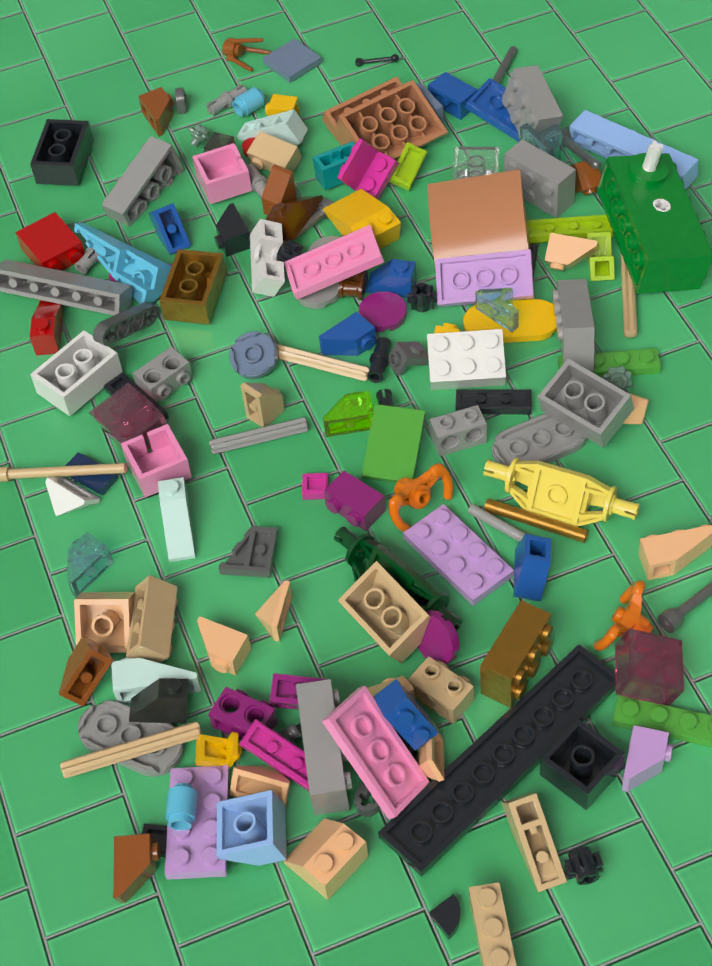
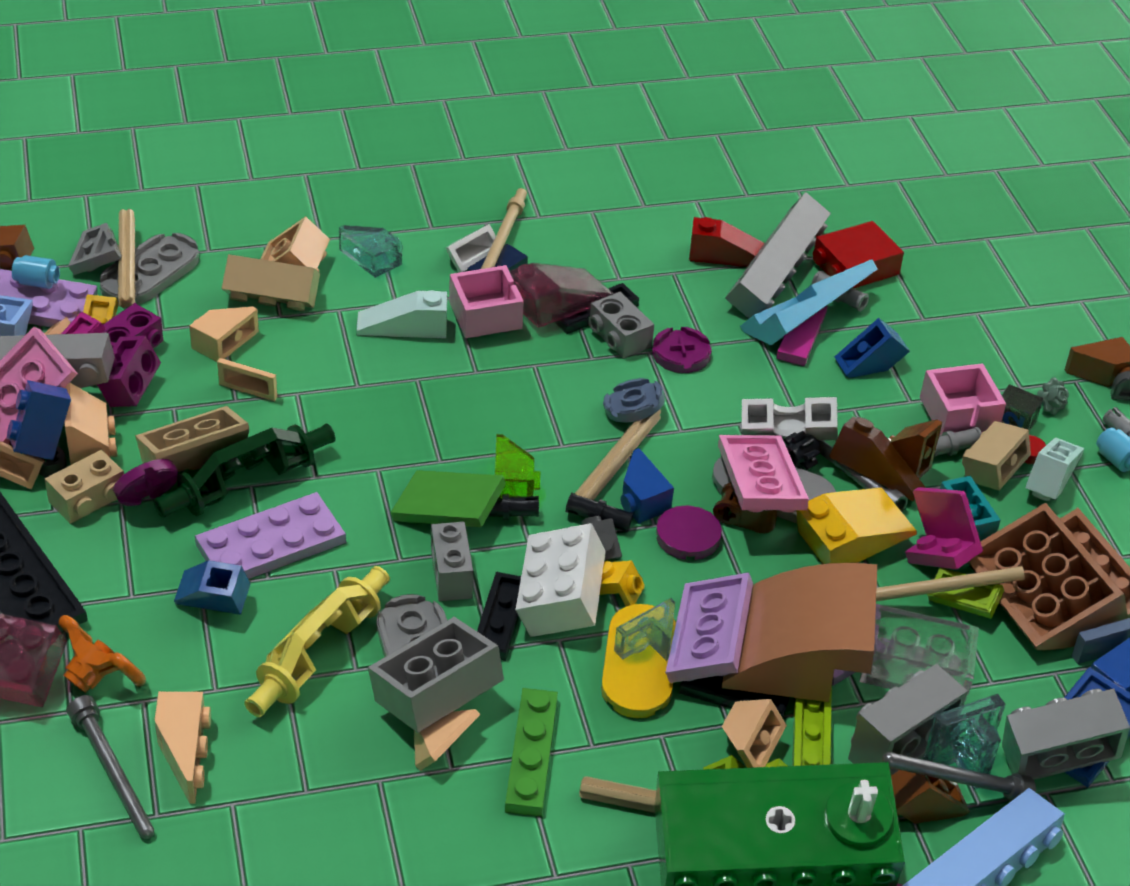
camera: 90 degrees right, 10 degrees down
(62, 152) = (1019, 269): black brick -> none
(76, 373) = (637, 255): white brick -> none
(84, 670) = (235, 234): dark orange slope -> none
(119, 782) = (95, 248): none -> light grey wing
(125, 323) = (695, 291): dark grey beam -> none
(136, 674) = (203, 279): light aqua slope -> none
(142, 181) = (957, 332): light grey wedge -> none
(161, 702) = (167, 283): pearl dark grey slope -> none
(183, 337) = (681, 350): none -> magenta tile
(193, 286) = (756, 356): pearl gold brick -> none
(232, 232) = (863, 401): black slope -> none
(253, 554) = (336, 370): dark grey wing -> none
(258, 435) = (509, 396): light grey axle -> none
(261, 403) = (548, 389): tan slope -> none
(281, 104) = (1098, 481): yellow brick -> none
(314, 485) = (418, 434): dark pink tile -> none
(354, 501) = (377, 456): magenta brick -> none
(393, 277) = (737, 548): blue slope -> none
(417, 492) = (360, 501): orange piece -> none
(422, 297) = (698, 565): black gear -> none
(423, 217) = (950, 583): none -> tan bar
(496, 522) = (294, 587): light grey bar -> none
(516, 654) = (90, 542): pearl gold brick -> none
(536, 520) = (290, 619): pearl gold piece -> none
(574, 321) = (594, 696): light grey wedge -> none
(619, 377) = (491, 744): sand green plant -> none

